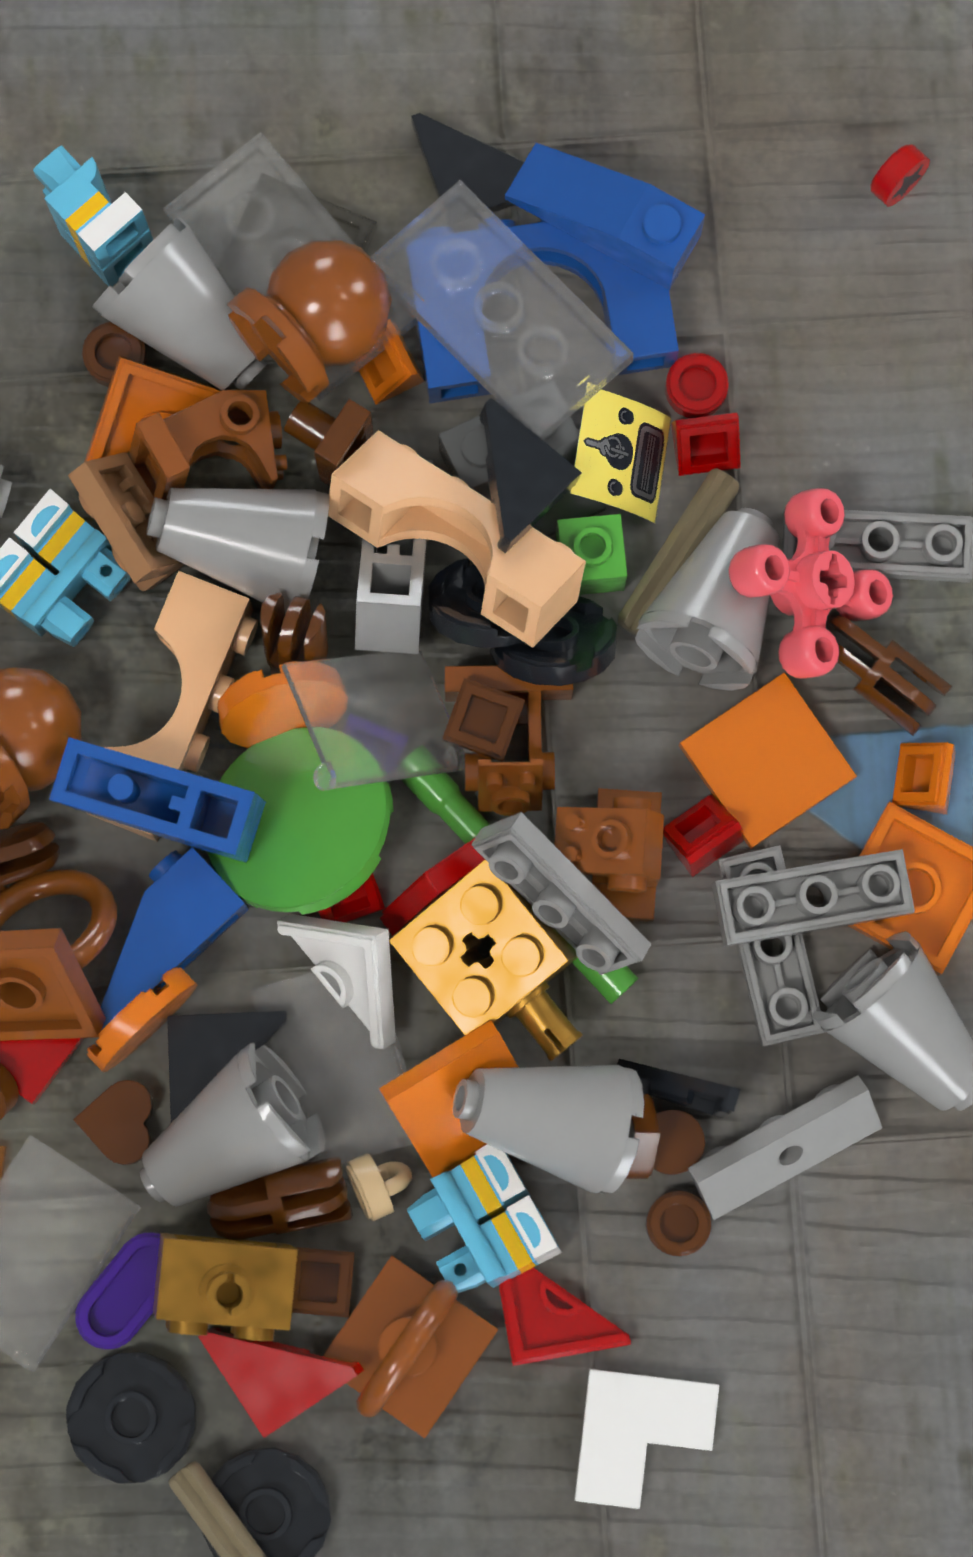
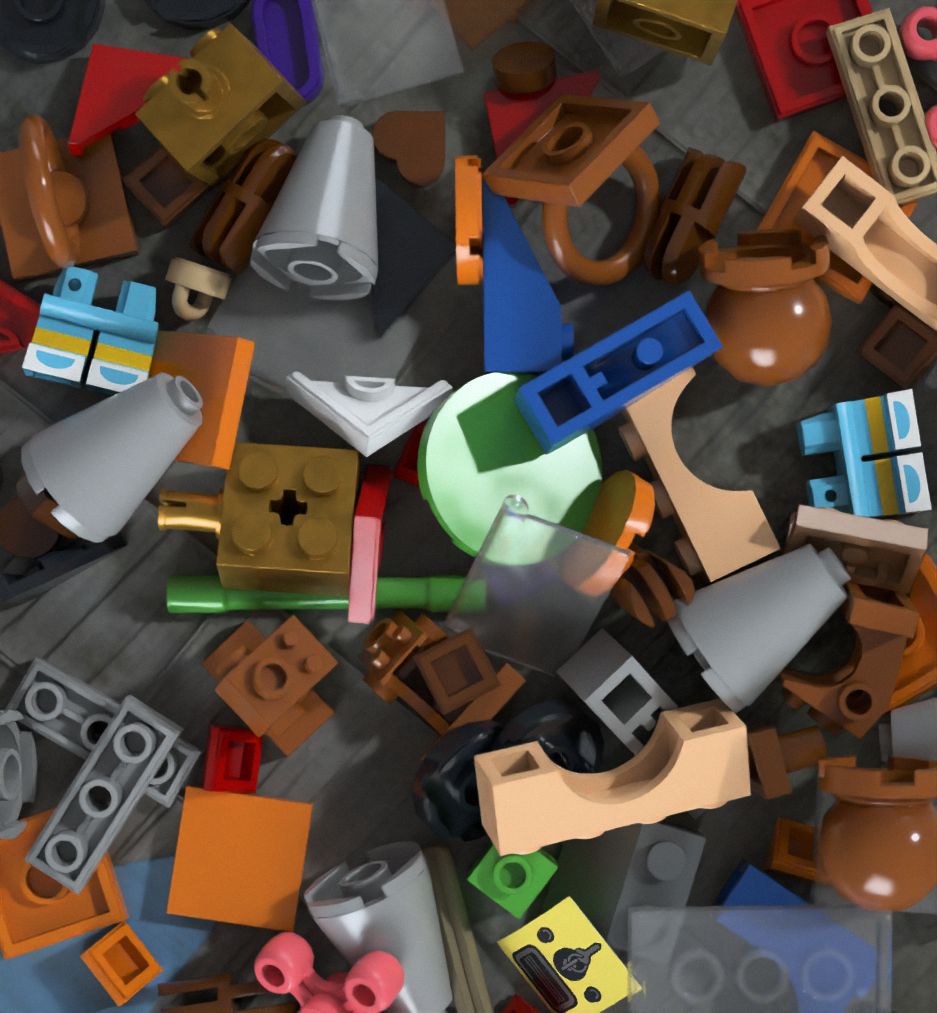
camera: 135 degrees right, 5 degrees up
(522, 474) = (612, 871): black tile -> none
(560, 894) = (271, 604): light grey tile -> none

